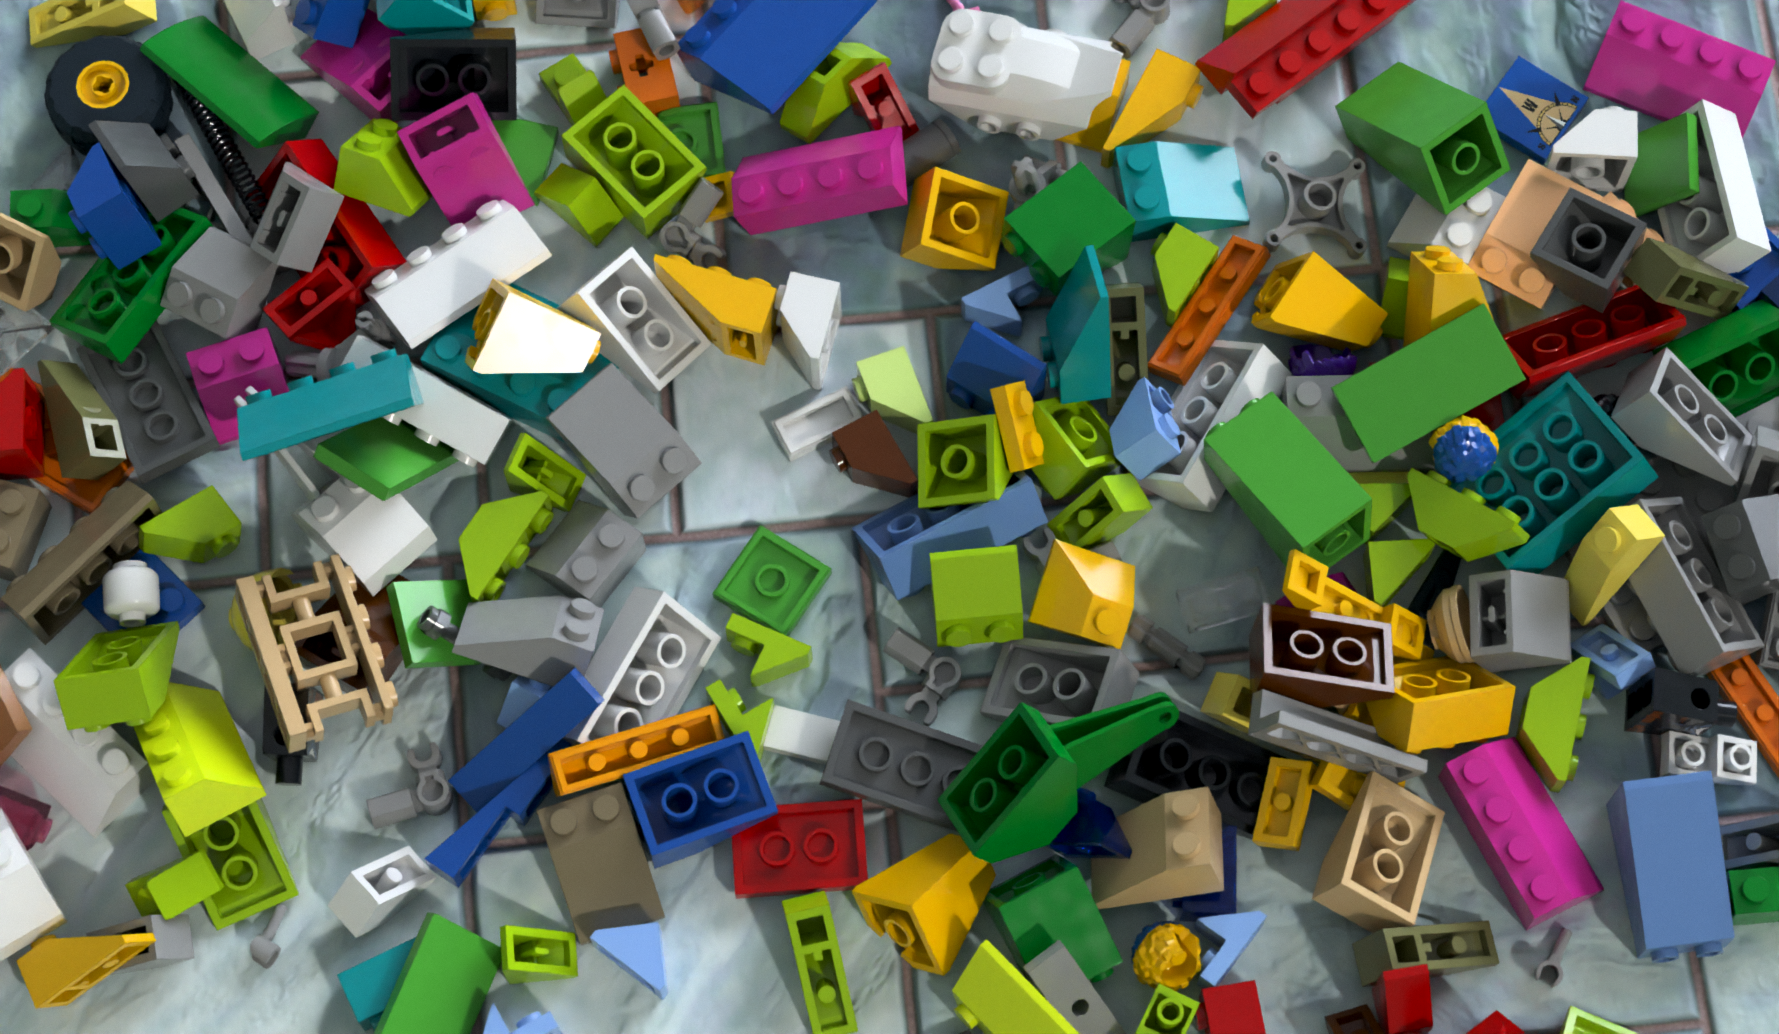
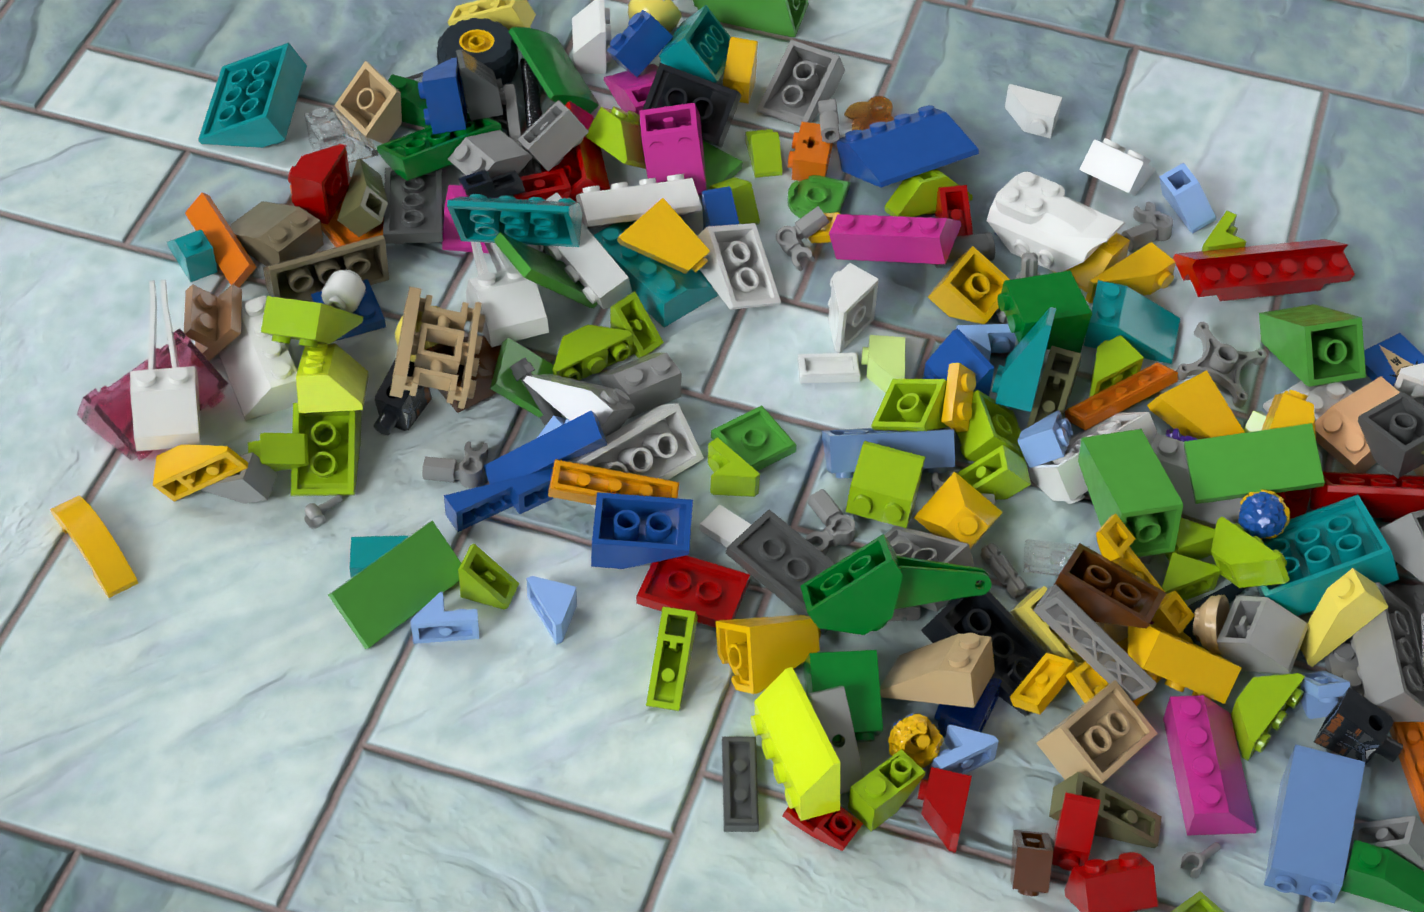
camera: 20 degrees right, 20 degrees down
(193, 529) = (396, 273): lime slope -> none
(260, 332) = (501, 185): none -> black slope
(380, 890) = (405, 507): white slope -> none
(575, 248) = (718, 207): none -> blue slope
(600, 862) = (558, 540): dark tan slope -> none
(623, 441) = (696, 323): light grey slope -> none
(634, 160) = (780, 186): lime slope -> none
(728, 310) = (799, 277): yellow slope -> none
(730, 709) = (702, 503): lime slope -> none
(872, 456) = (854, 392): reddish brown slope -> none
(1092, 832) = (894, 644): clear blue slope -> none
(1729, 758) = (1380, 782): white slope -> none

